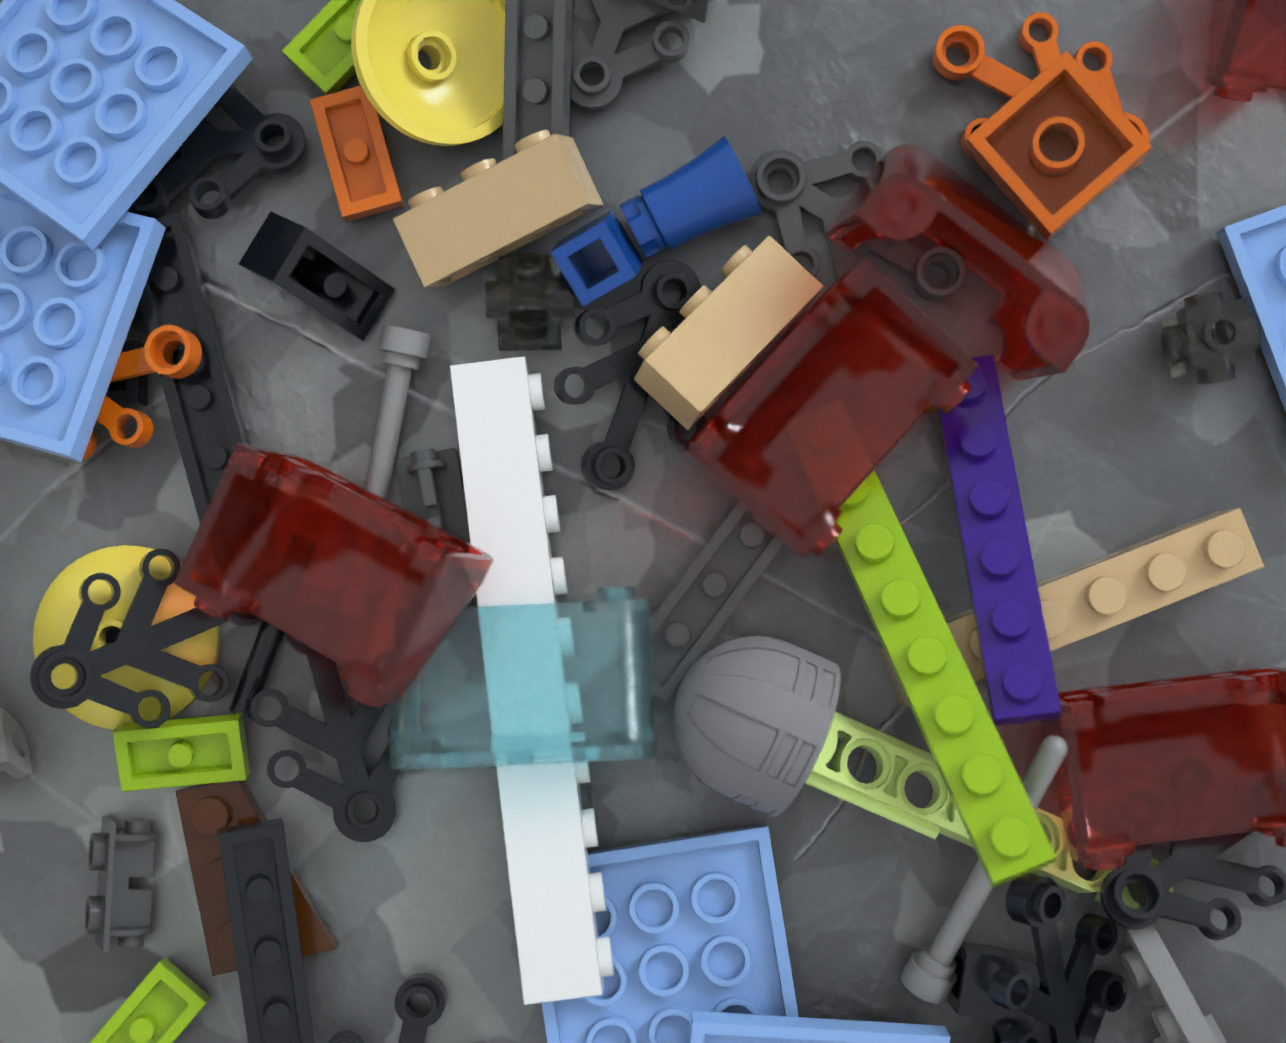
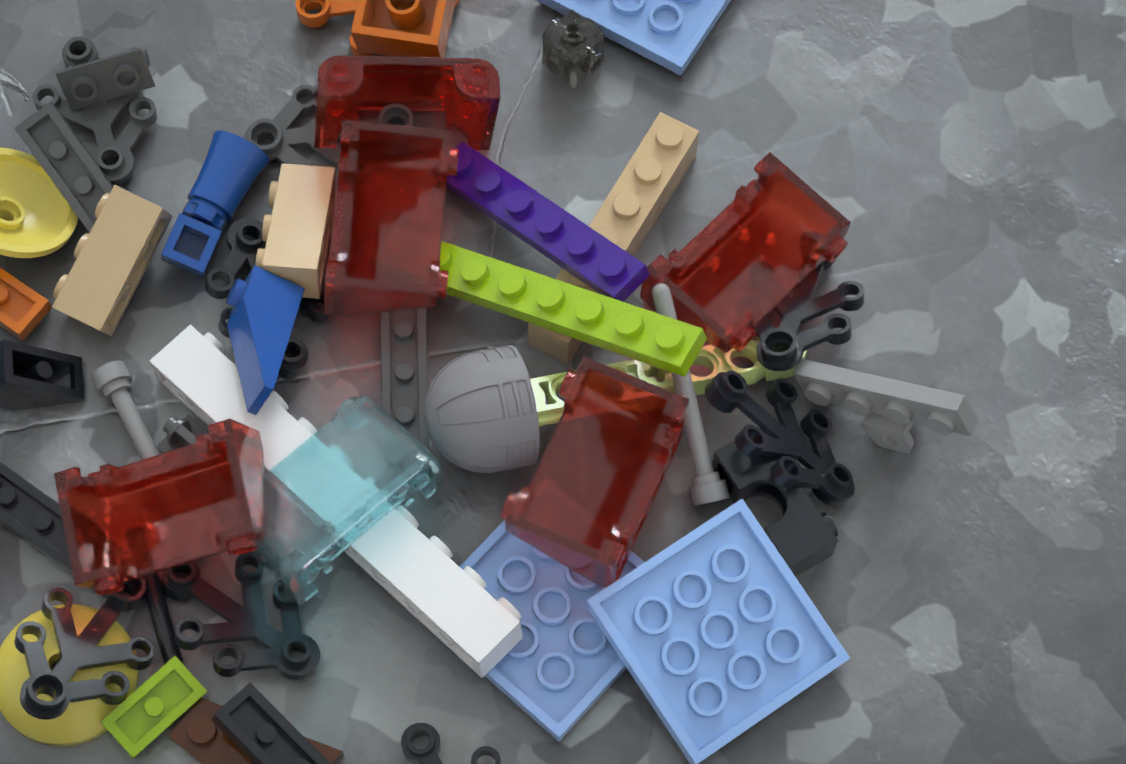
camera: 40 degrees left, 20 degrees down
(529, 302) = (169, 297): clear smoke brick -> none
(587, 435) = (260, 330): none -> blue slope
(814, 896) = (599, 471): none -> clear red windscreen

